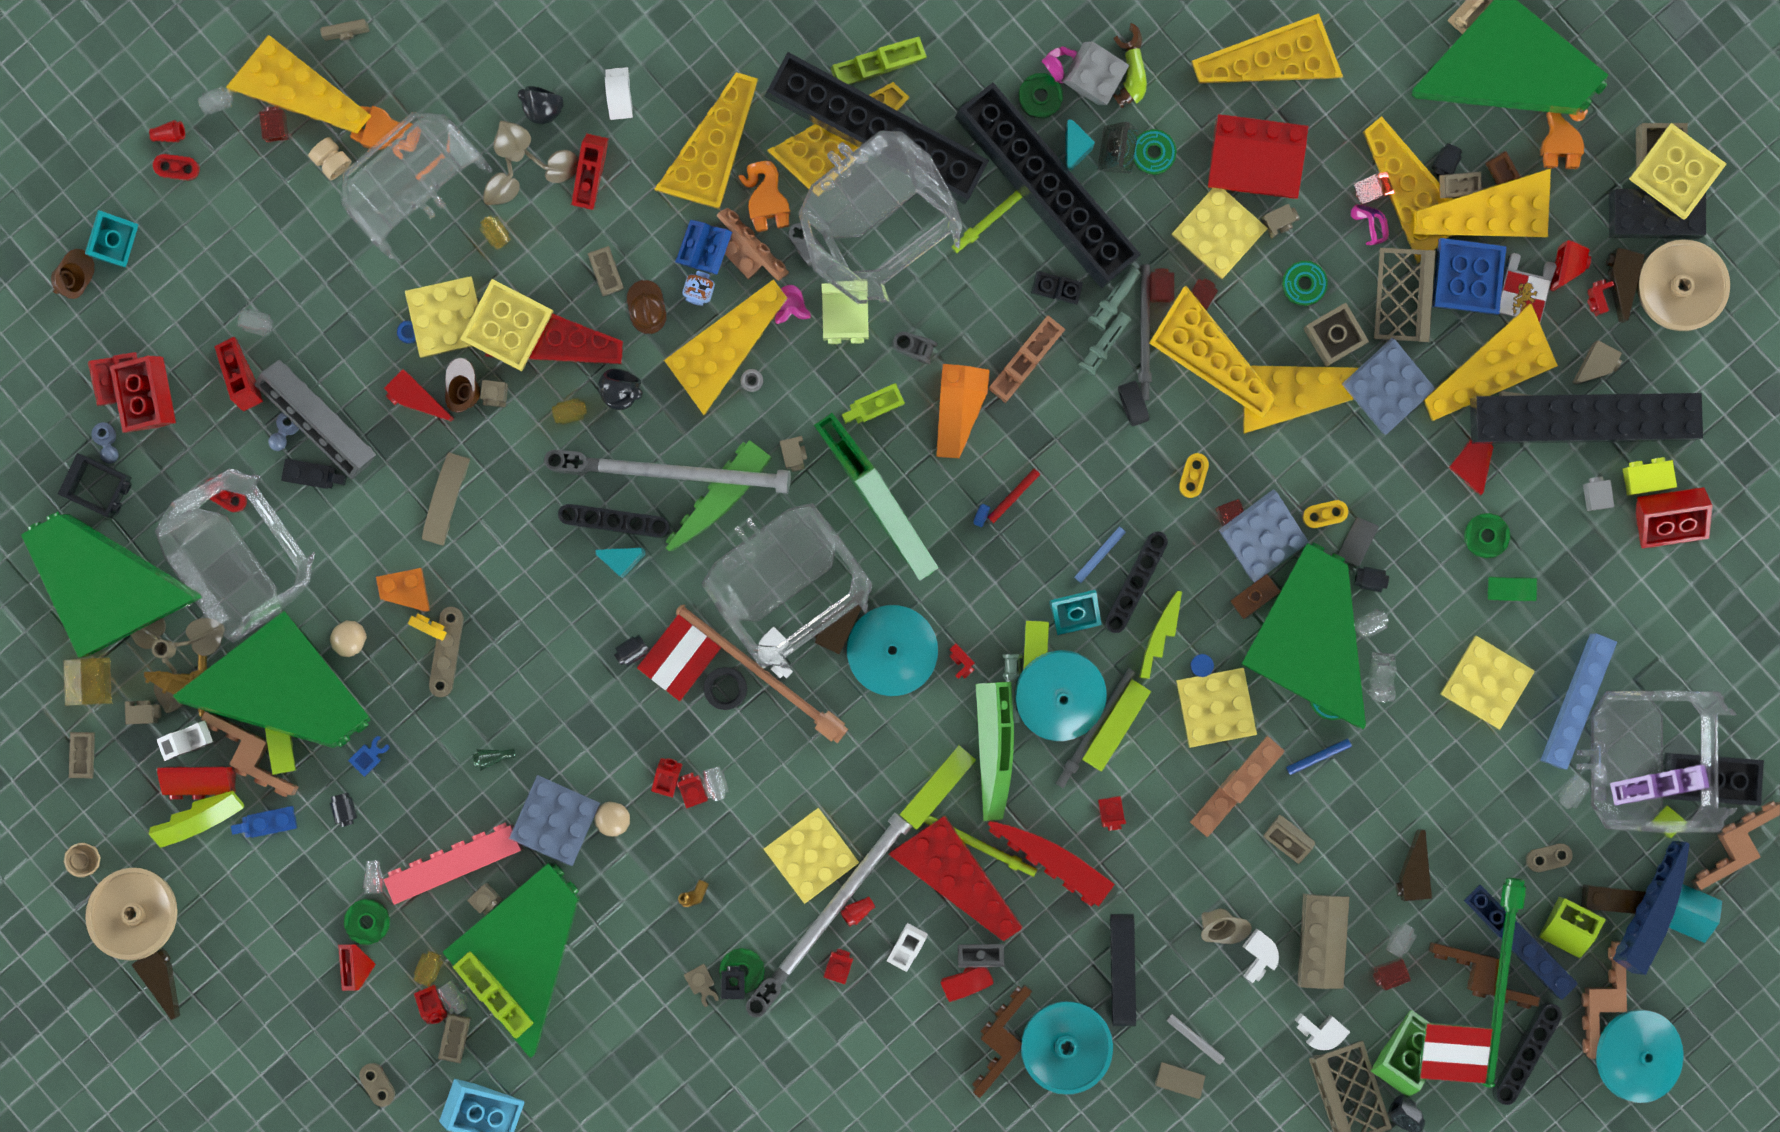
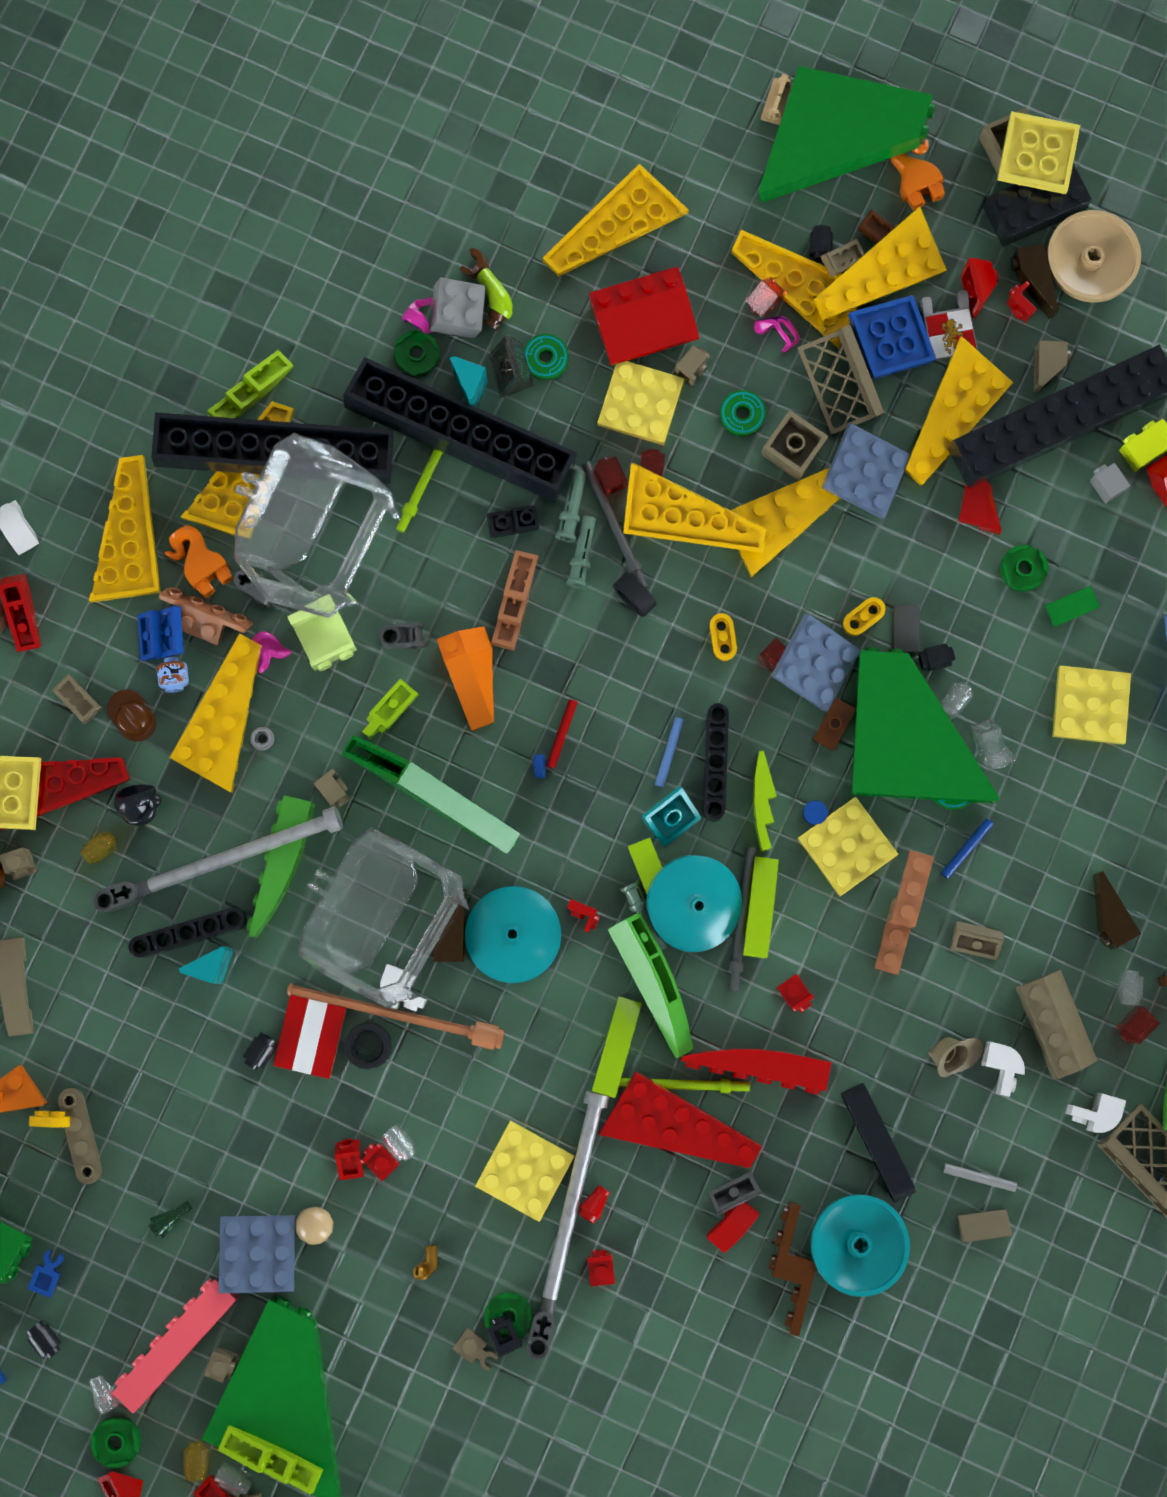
camera: 20 degrees left, 5 degrees down
(907, 947) = (659, 1218): white brick -> none

